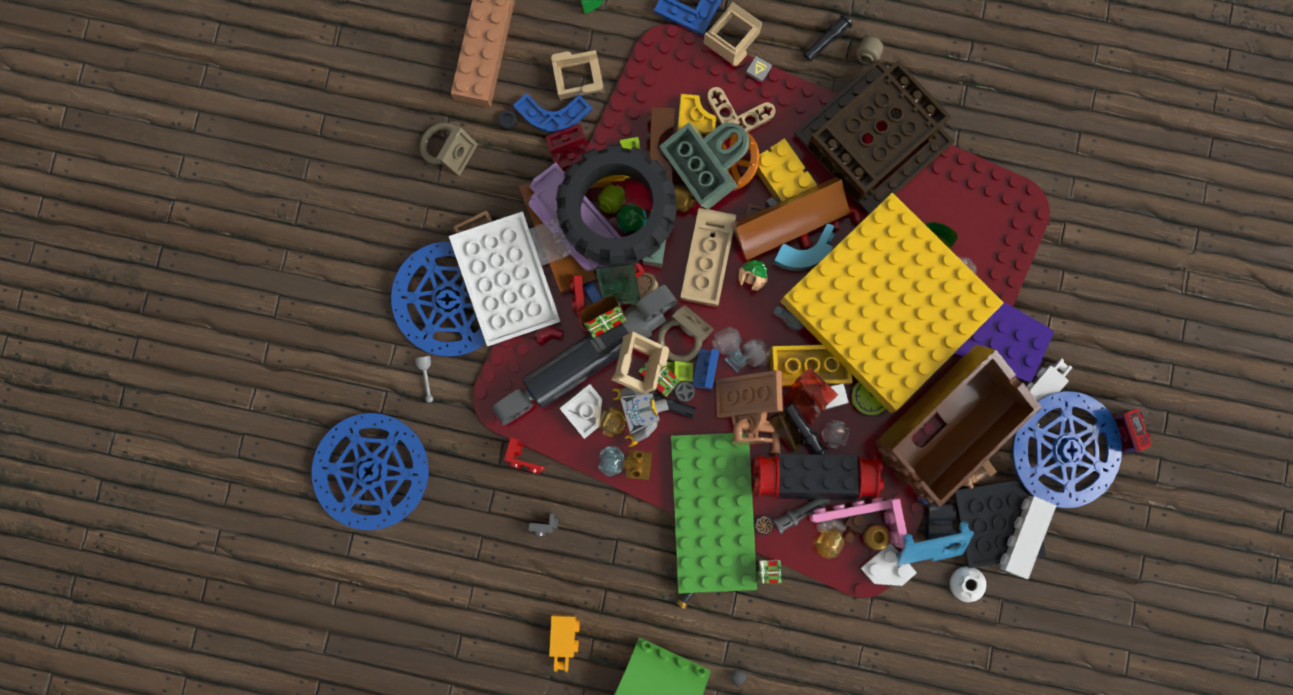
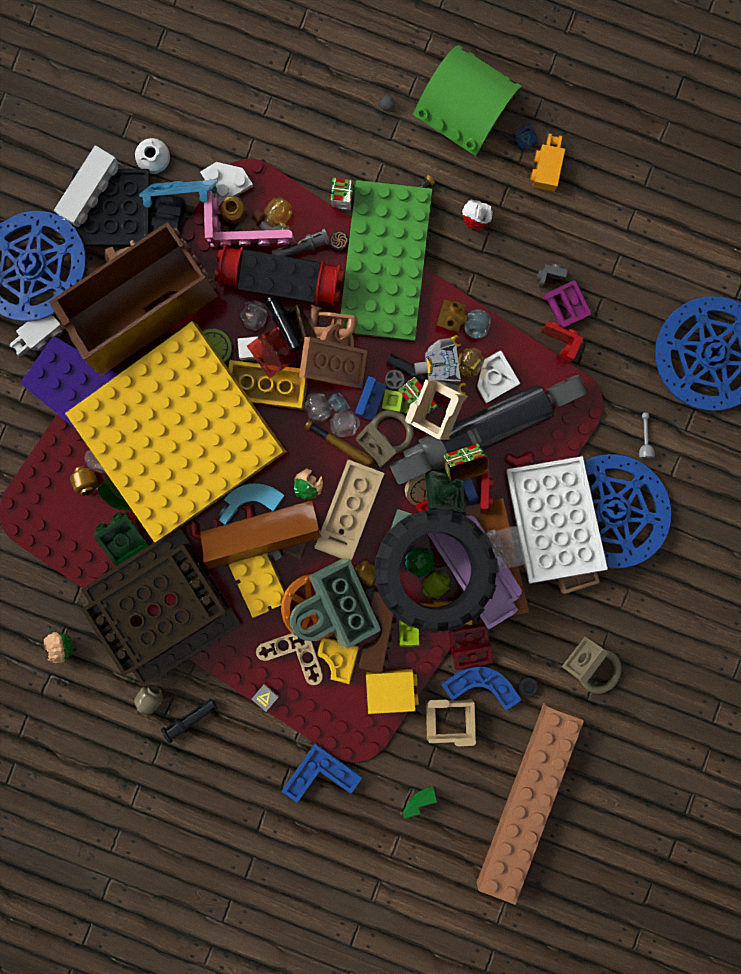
camera: 170 degrees left, 5 degrees up
(517, 500) = (573, 302): none -> magenta plate
(590, 665) = (526, 137): none -> clear blue tile
(628, 574) = (477, 214): none -> white piece
(639, 92) = (391, 691): none -> yellow brick
(719, 317) = (340, 444): none -> pearl gold piece
(723, 48) = (288, 715): tan piece -> none
(792, 321) = (278, 433): clear light blue plate -> none
(926, 195) = (120, 538): none -> dark green plate
(965, 85) = (58, 646): none -> light nougat piece
(972, 244) = (84, 481): none -> pearl gold head

